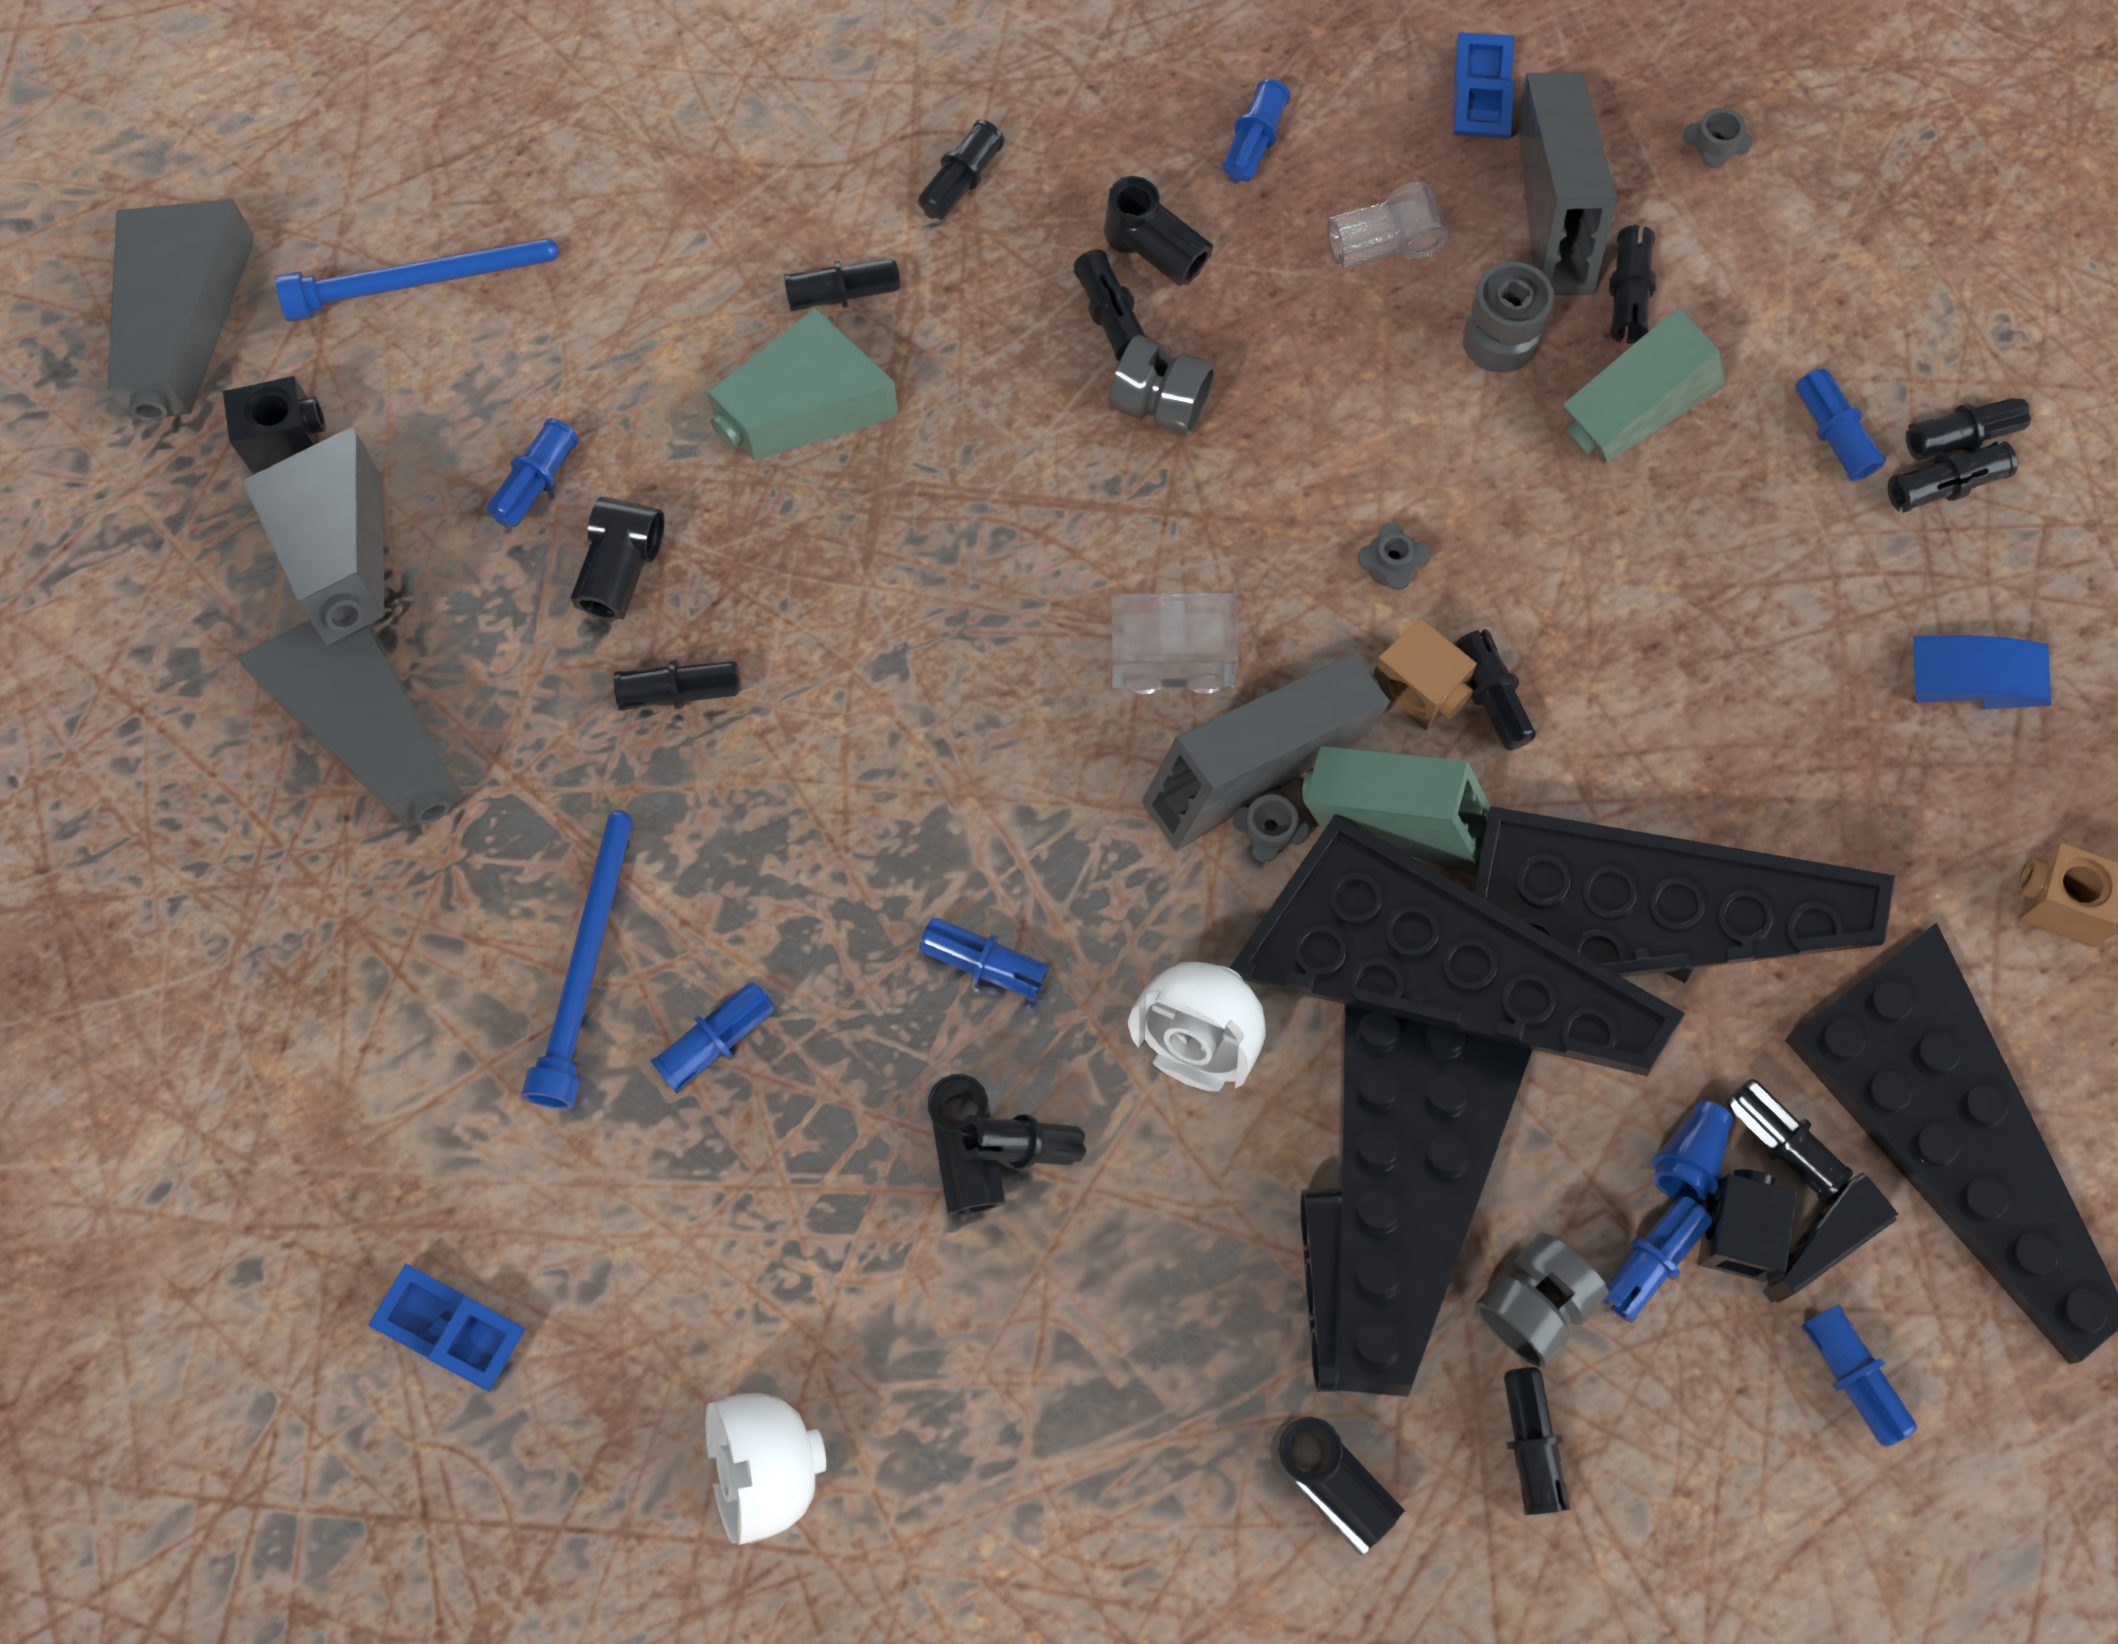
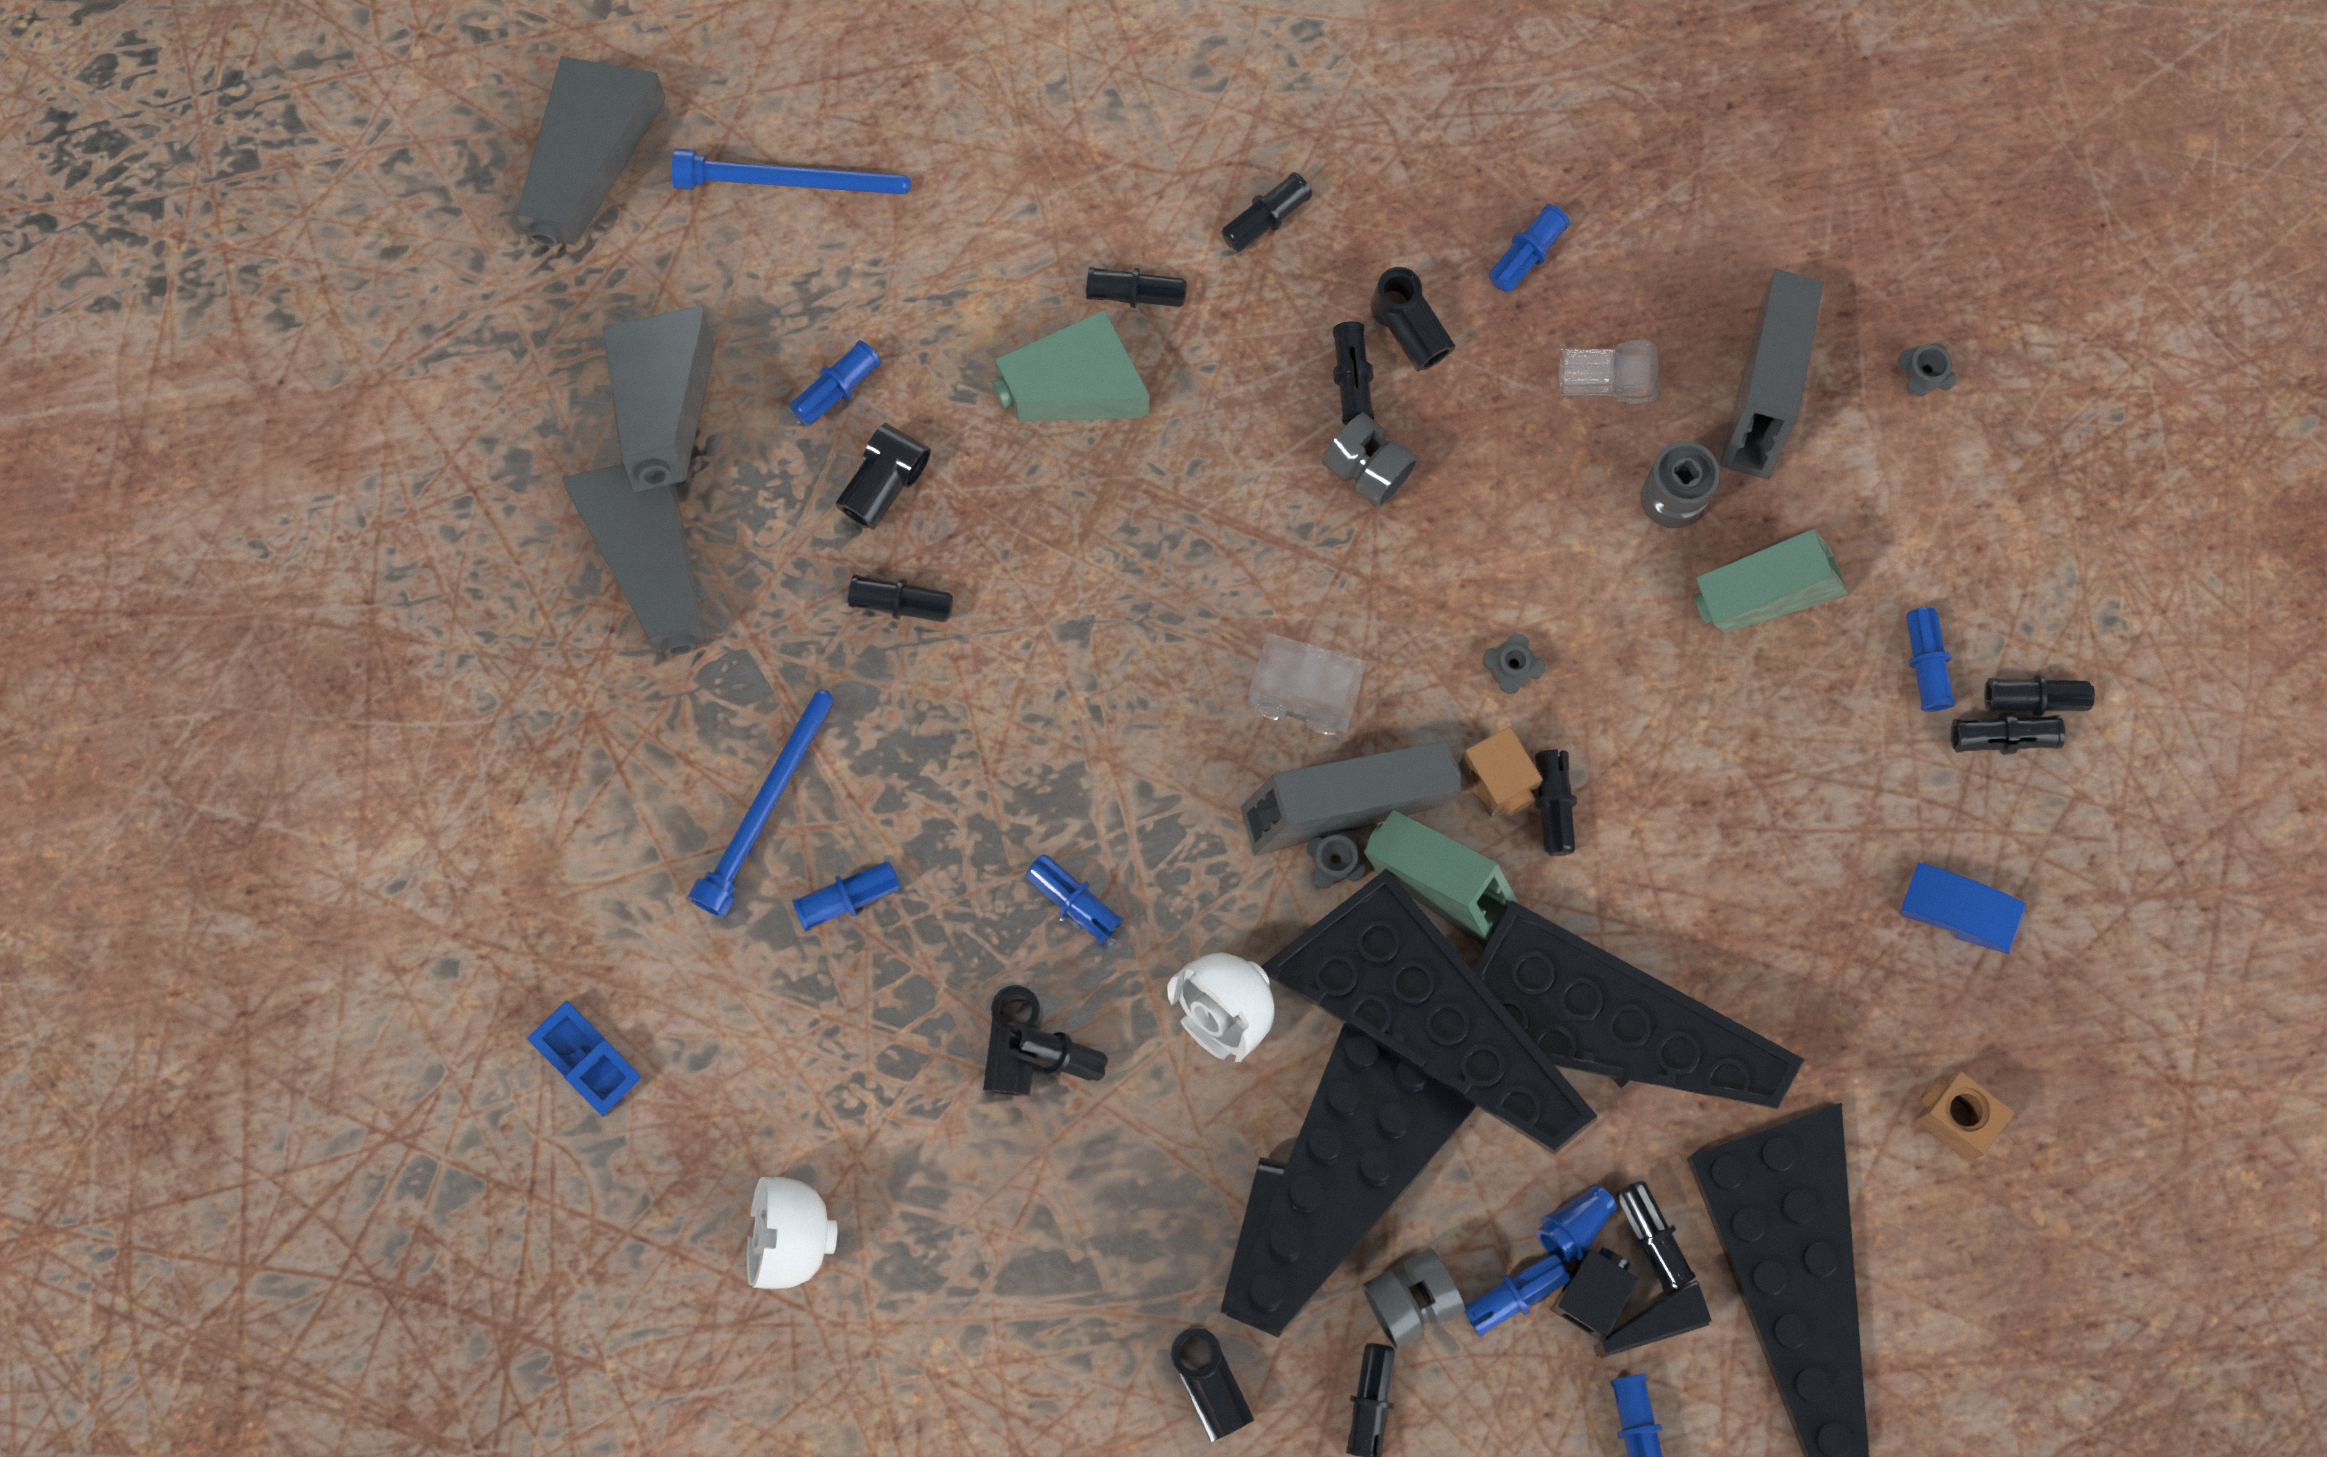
camera: 15 degrees right, 5 degrees up
(253, 420) = (626, 264): black brick -> none
(1483, 85) = (1740, 262): blue slope -> none
(1632, 284) = (1801, 482): black pin -> none

